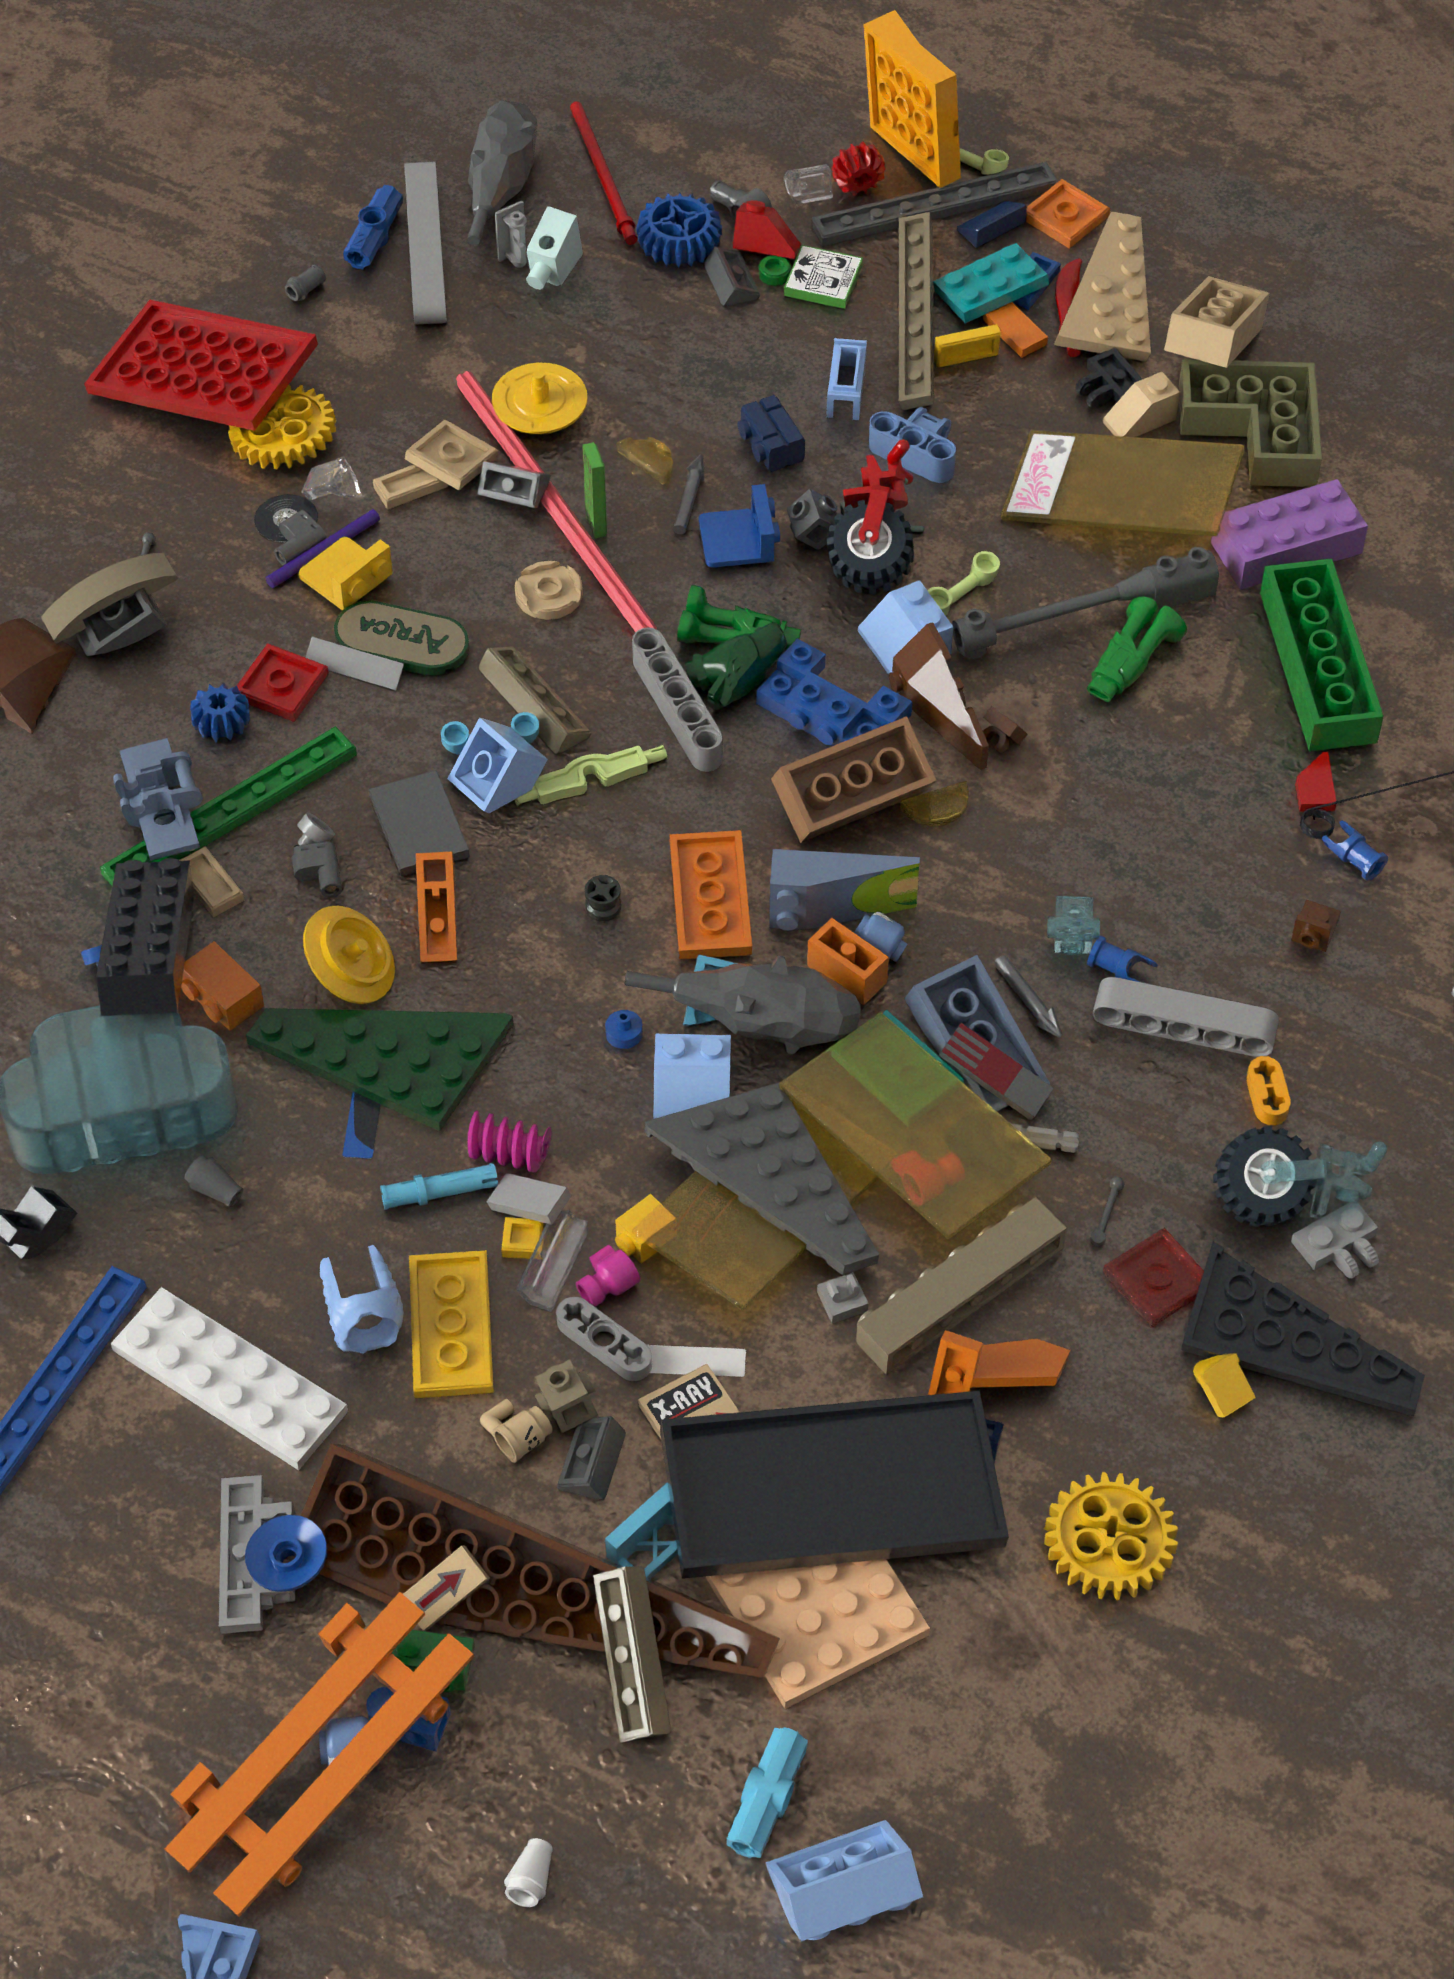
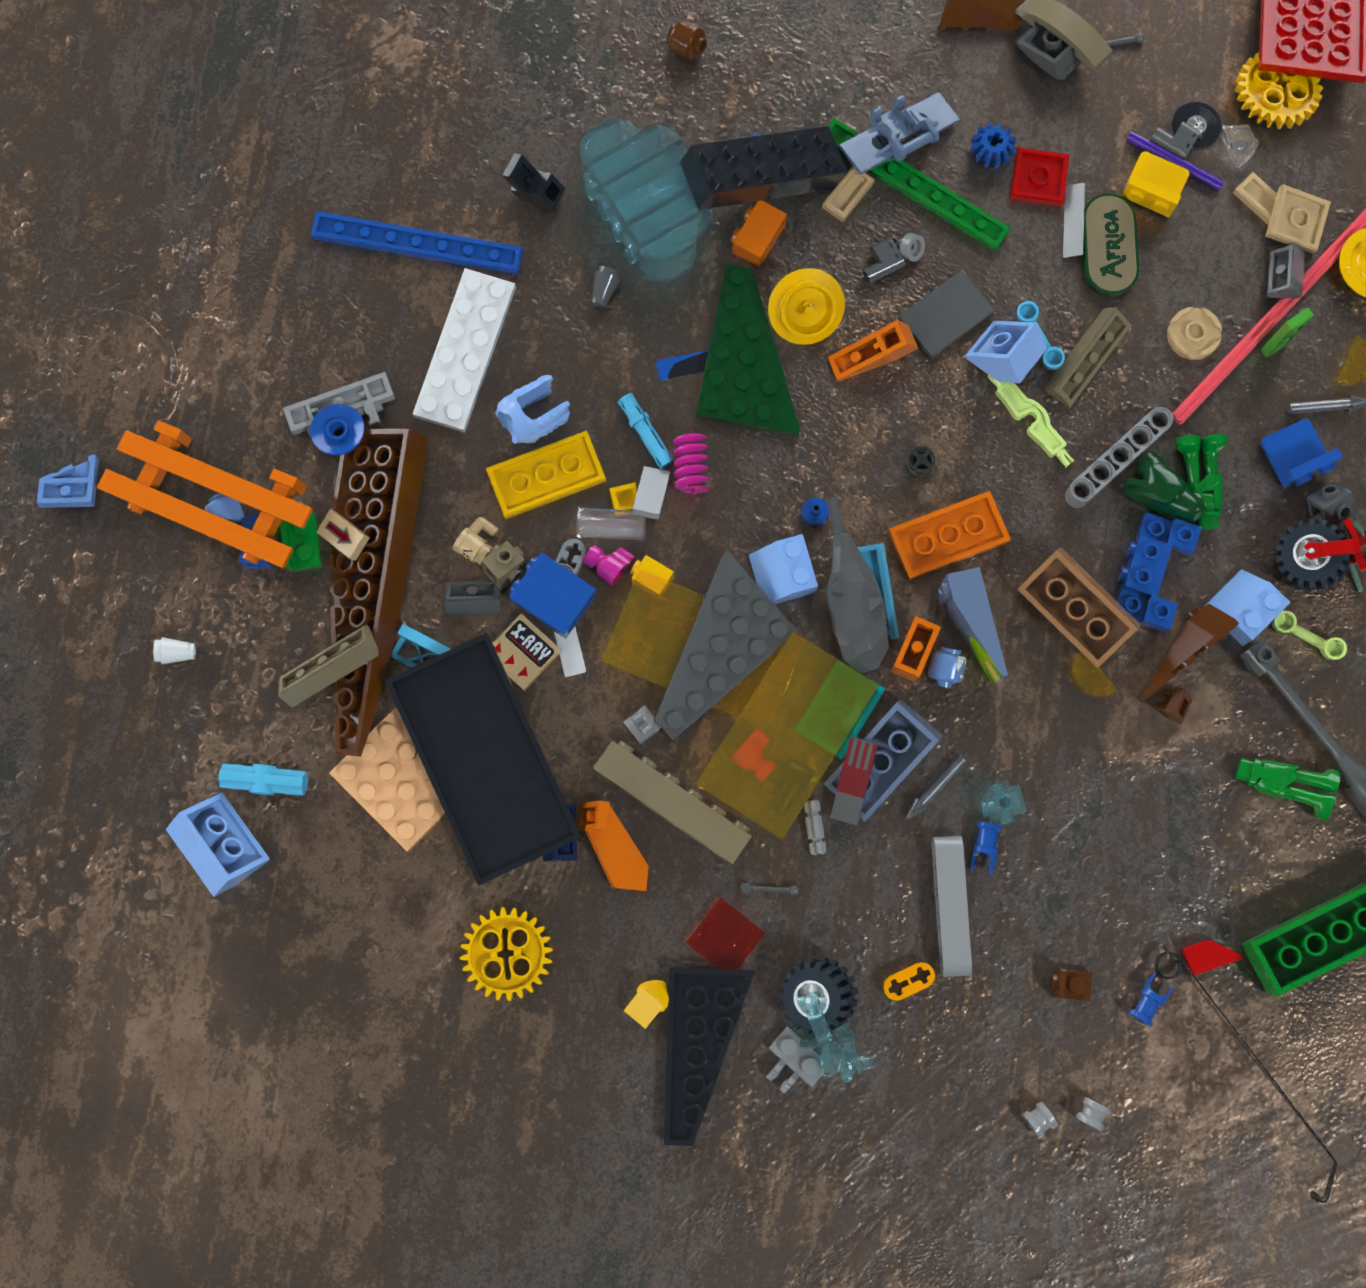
camera: 75 degrees right, 25 degrees up
(631, 1342) = (552, 594): none -> blue brick

